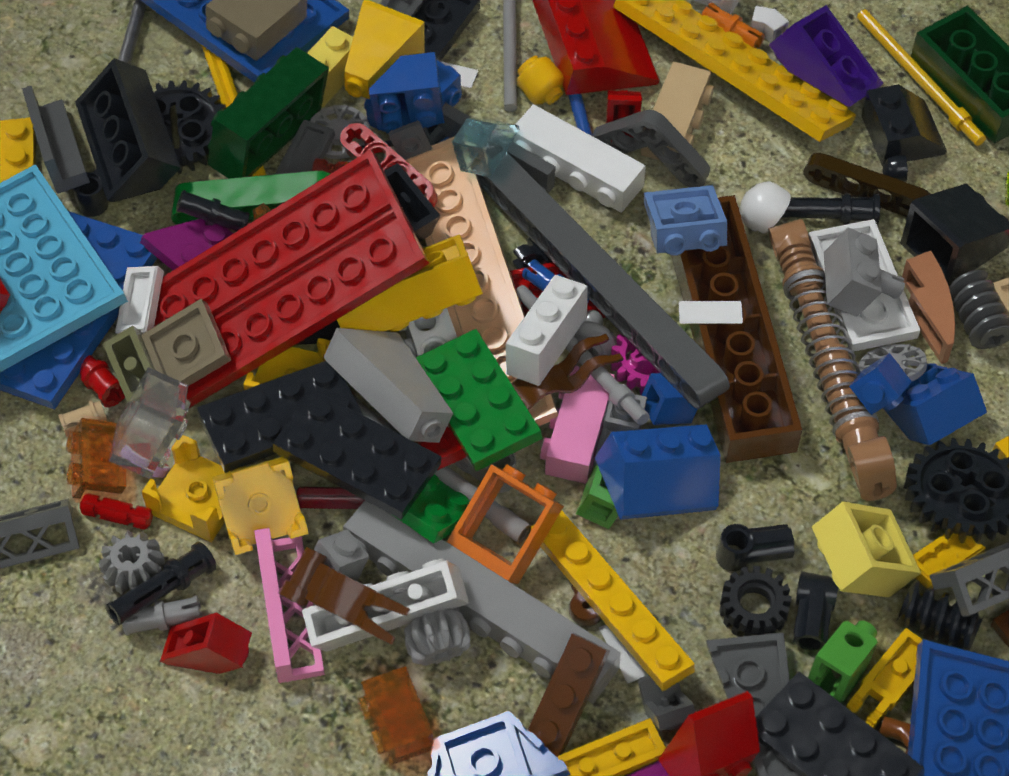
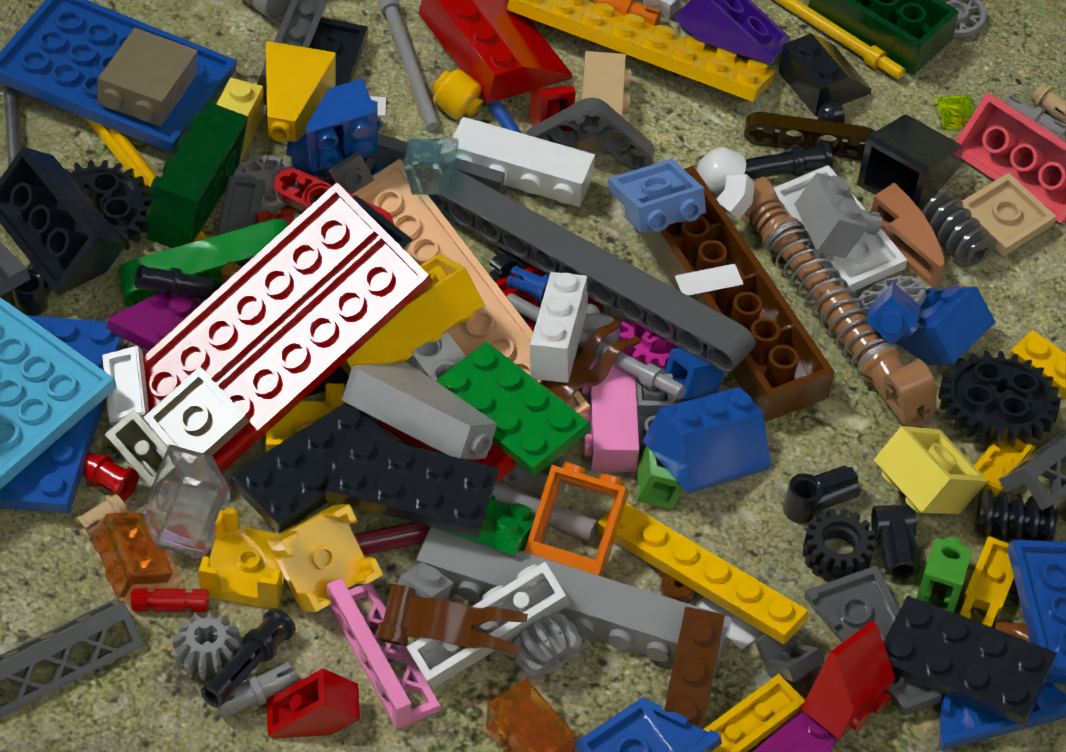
camera: 20 degrees left, 5 degrees down
(768, 233) = (737, 195): none -> white piece

